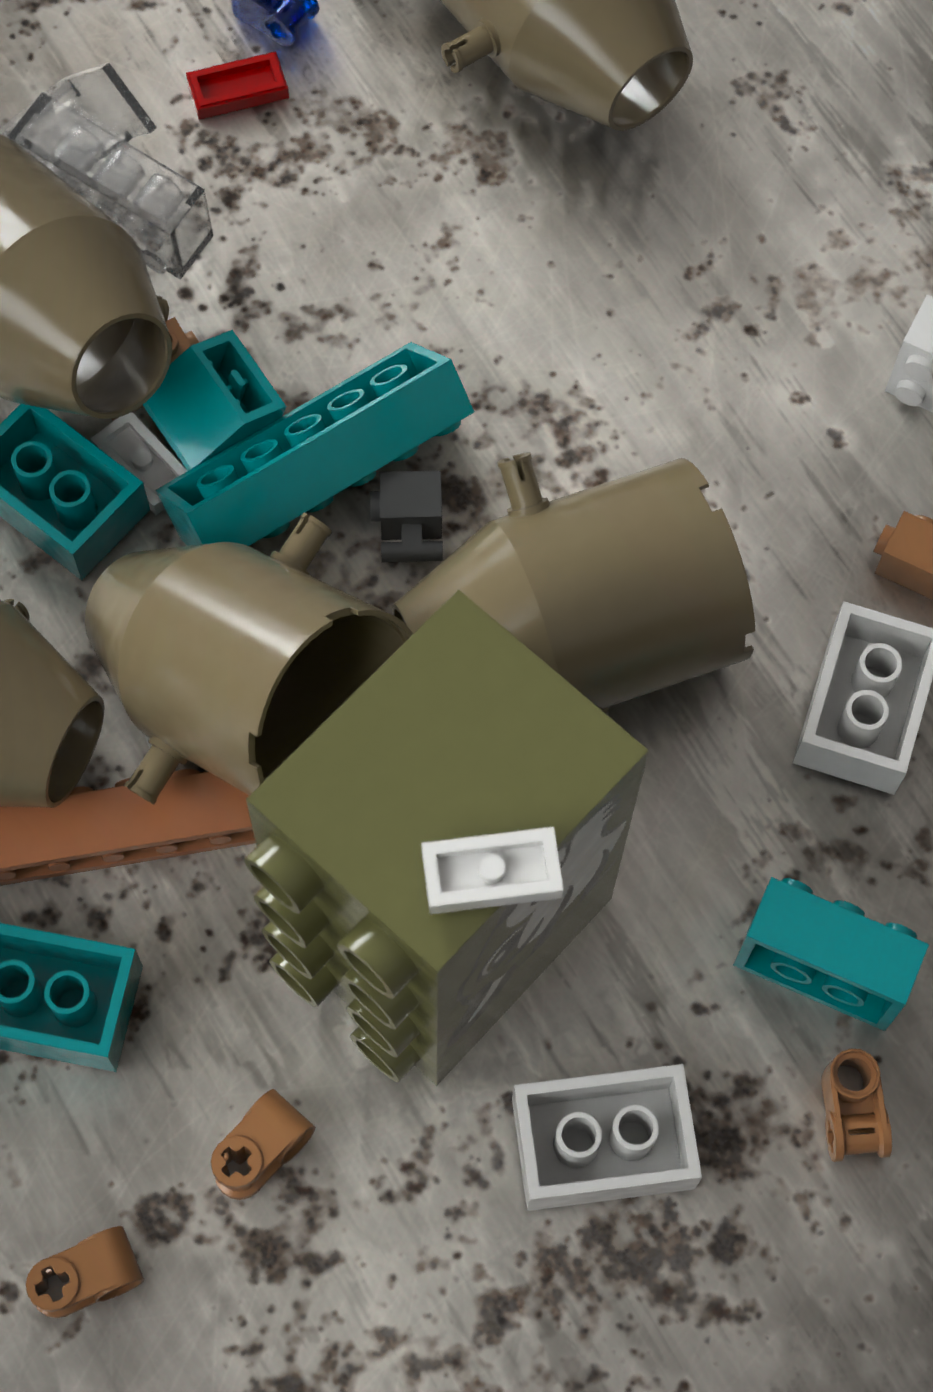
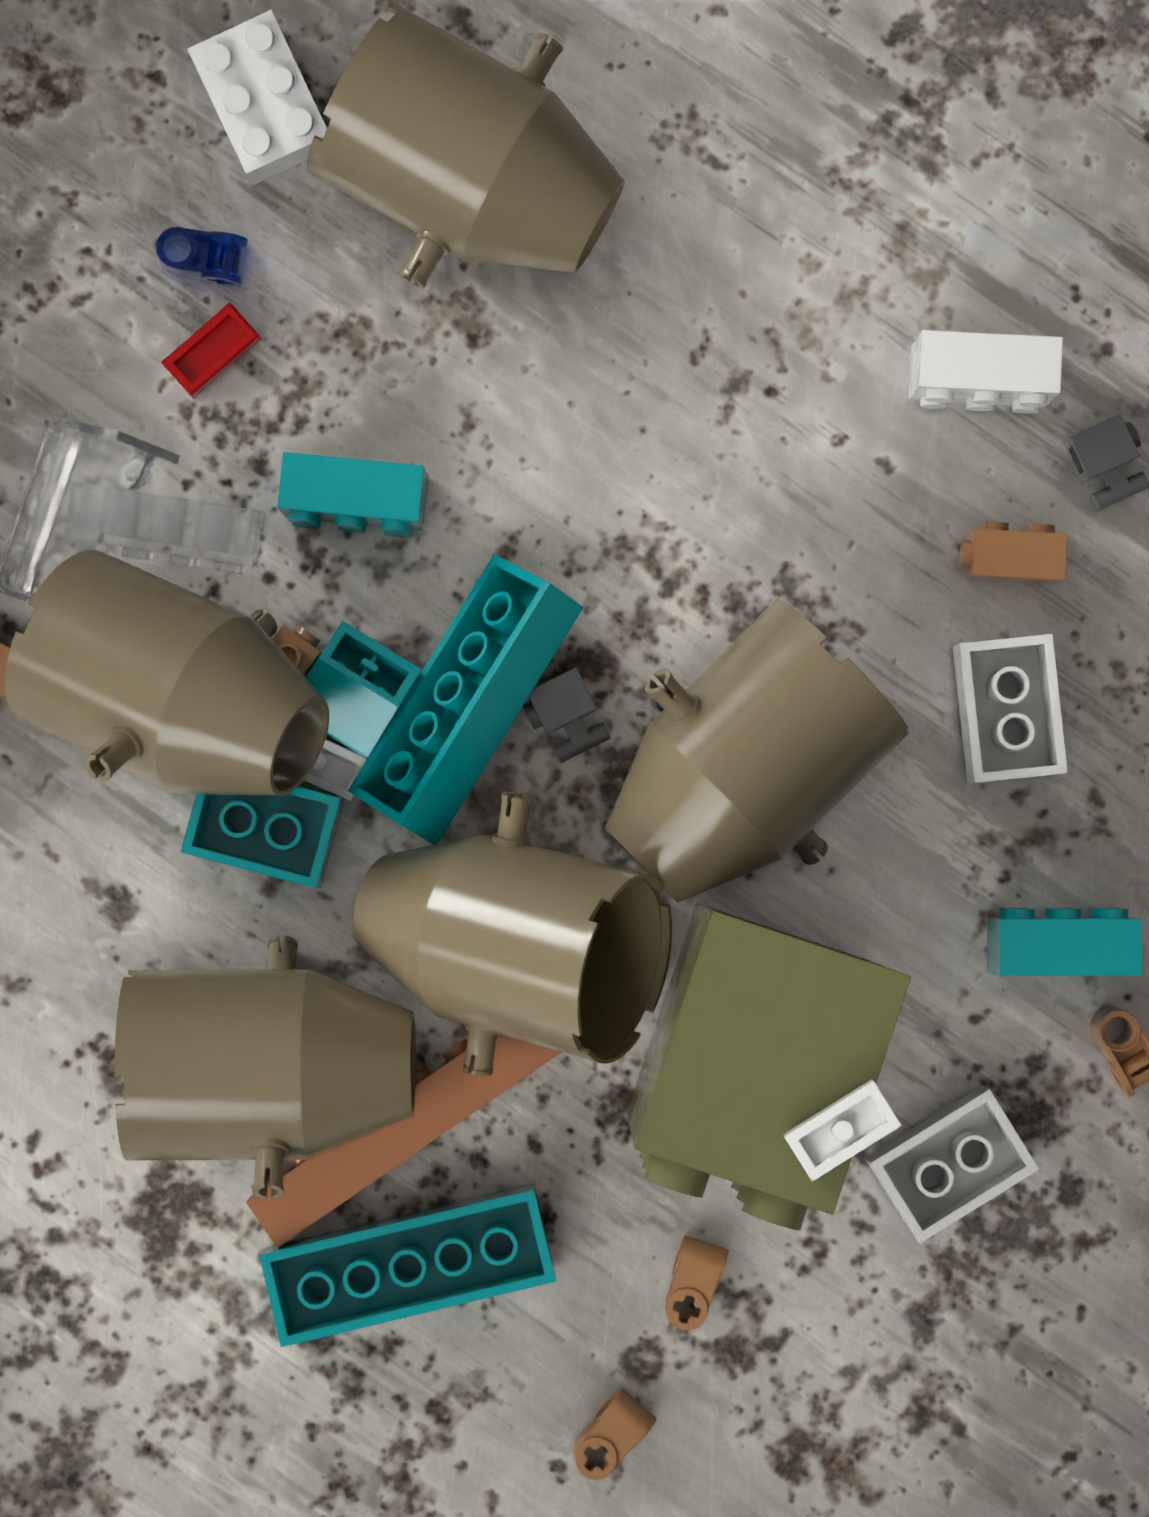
camera: 25 degrees left, 20 degrees up
(303, 232) = (352, 494): none -> teal brick

